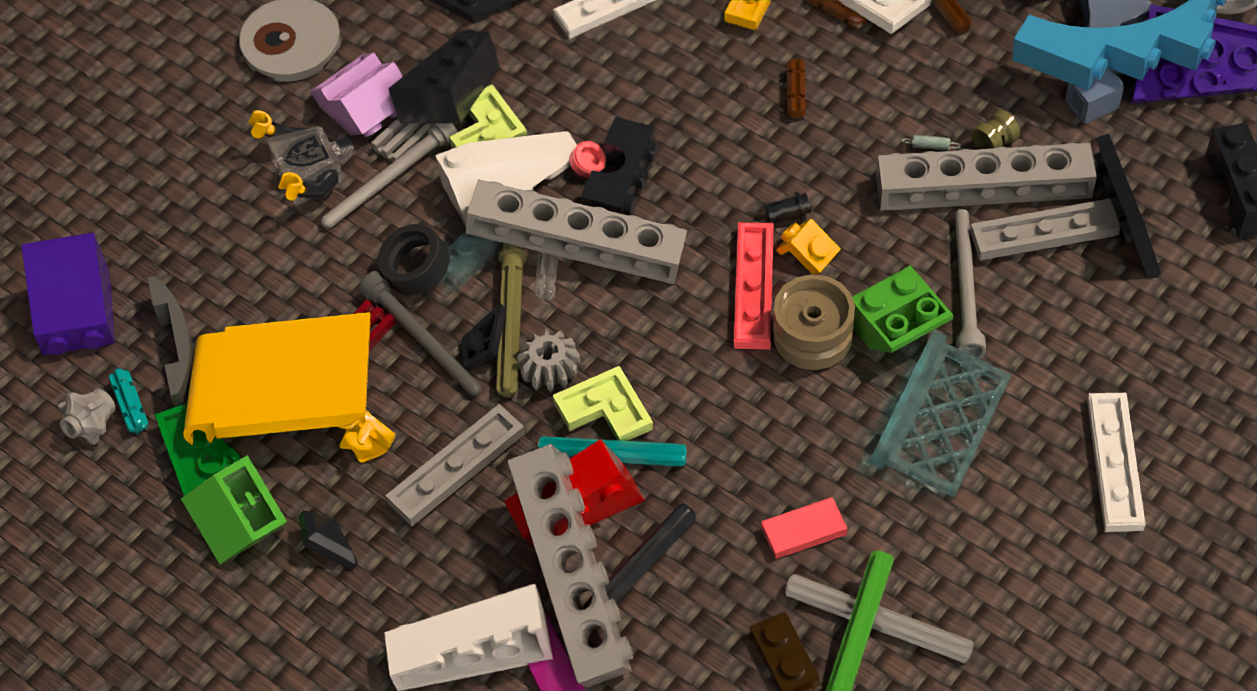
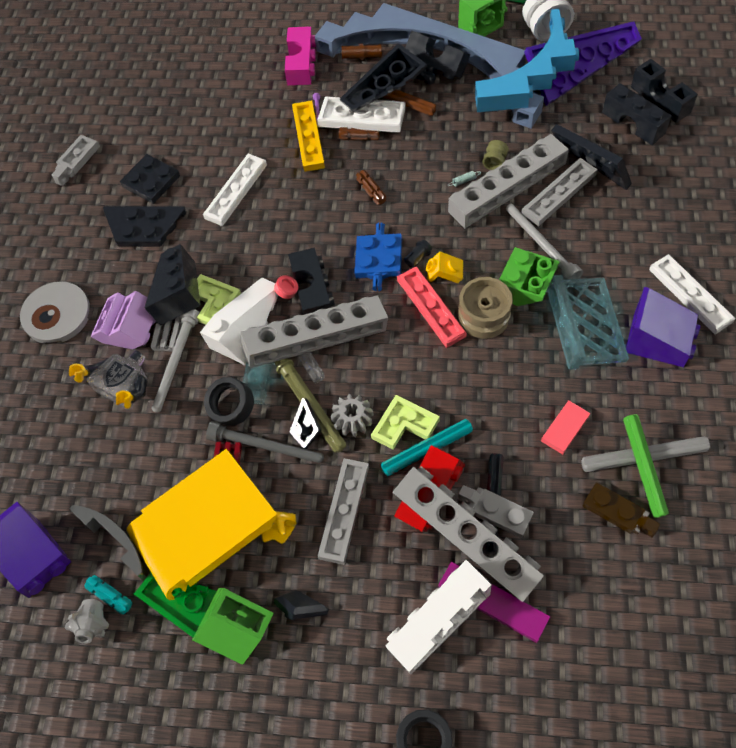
camera: 30 degrees left, 5 degrees up
(632, 567) = (497, 510): none -> light grey hinge
(735, 184) = (378, 256): none -> blue plate
(1023, 477) = (662, 330): none -> slope

